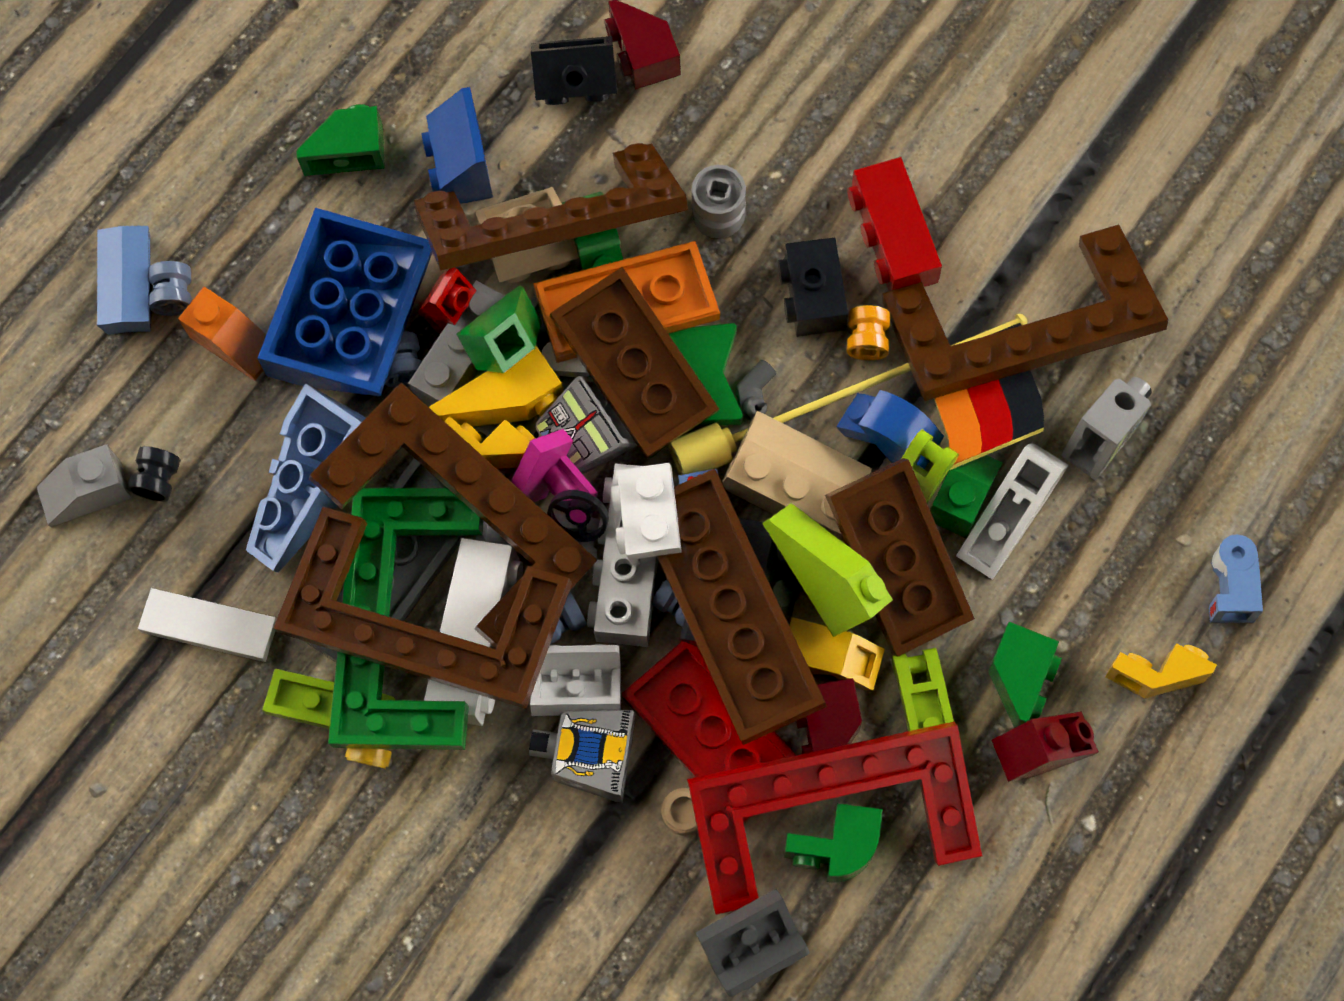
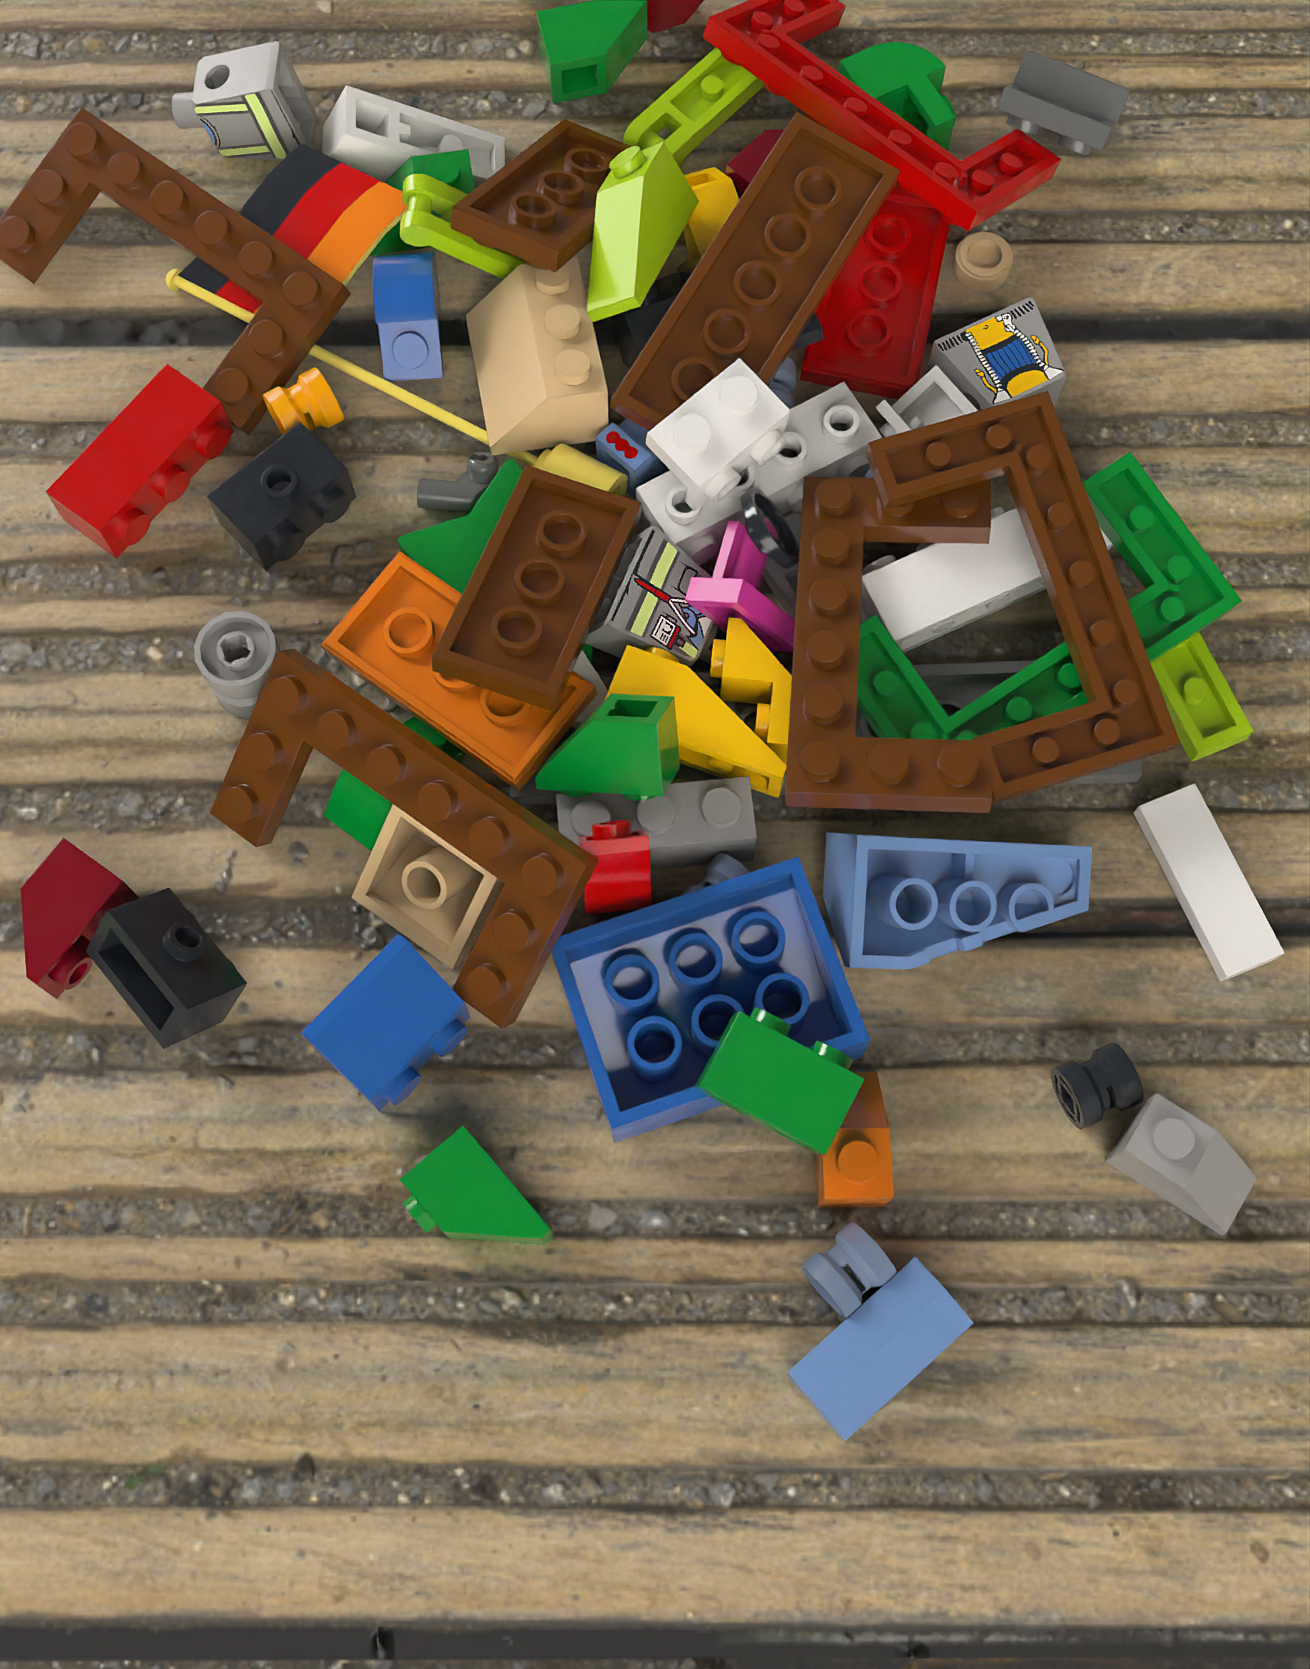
camera: 130 degrees left, 0 degrees up
(266, 288) = (780, 1081): none -> green brick

